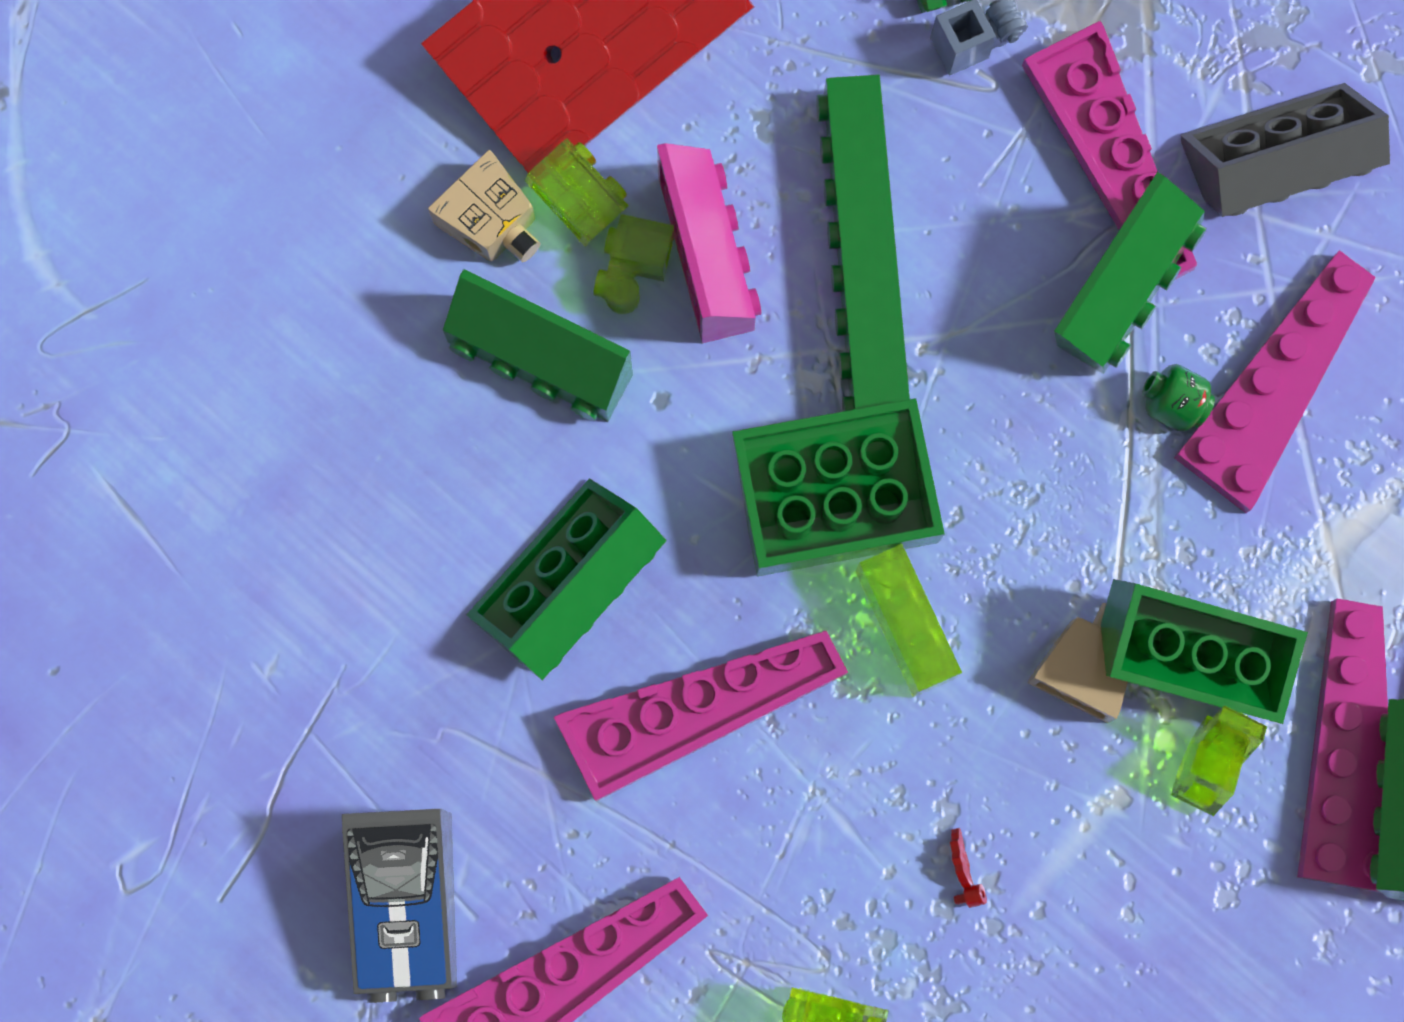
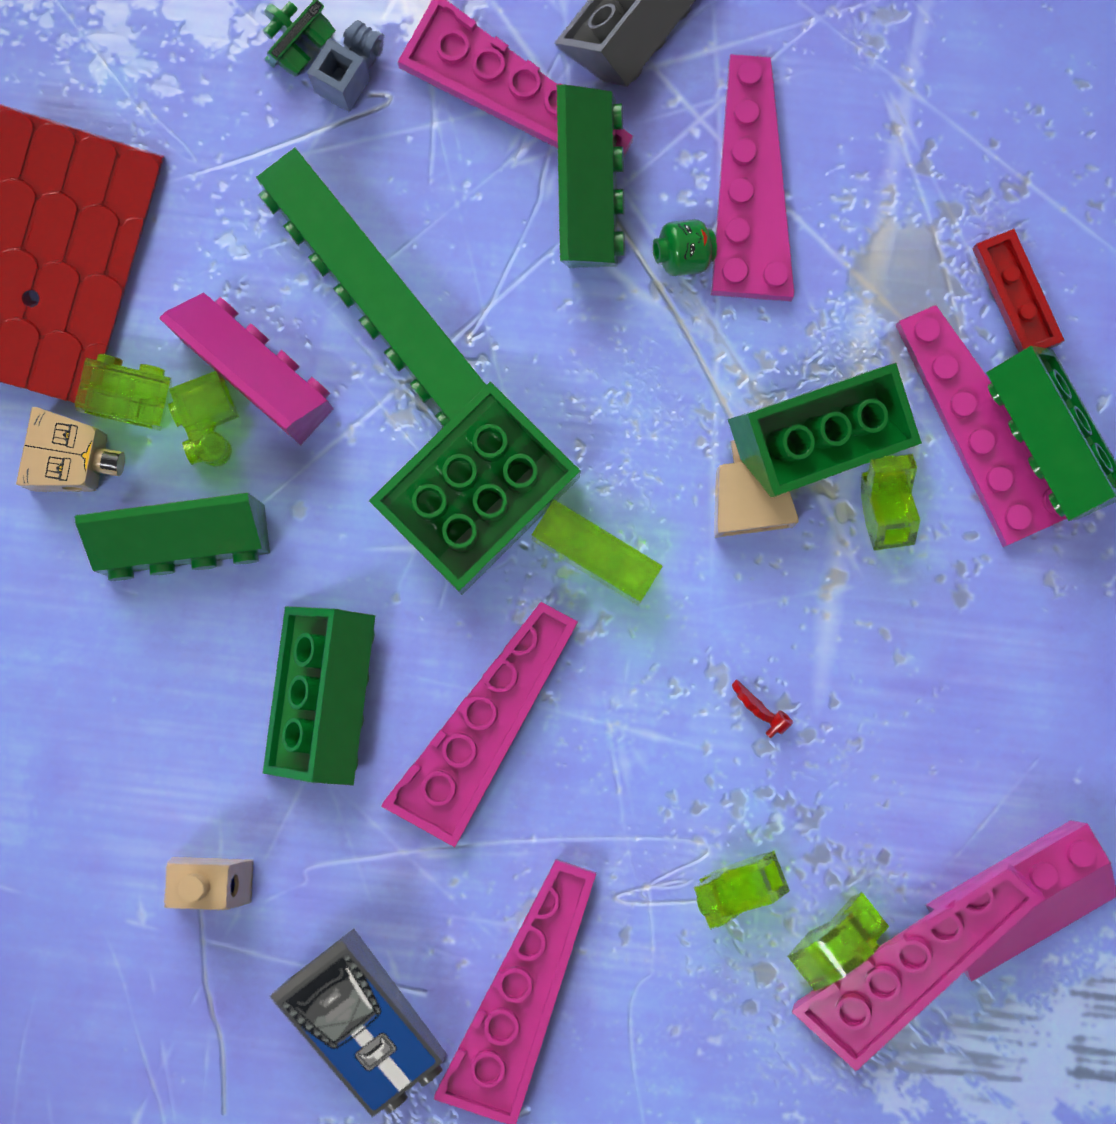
camera: 30 degrees left, 5 degrees up
(352, 678) = (207, 883): none -> tan torso

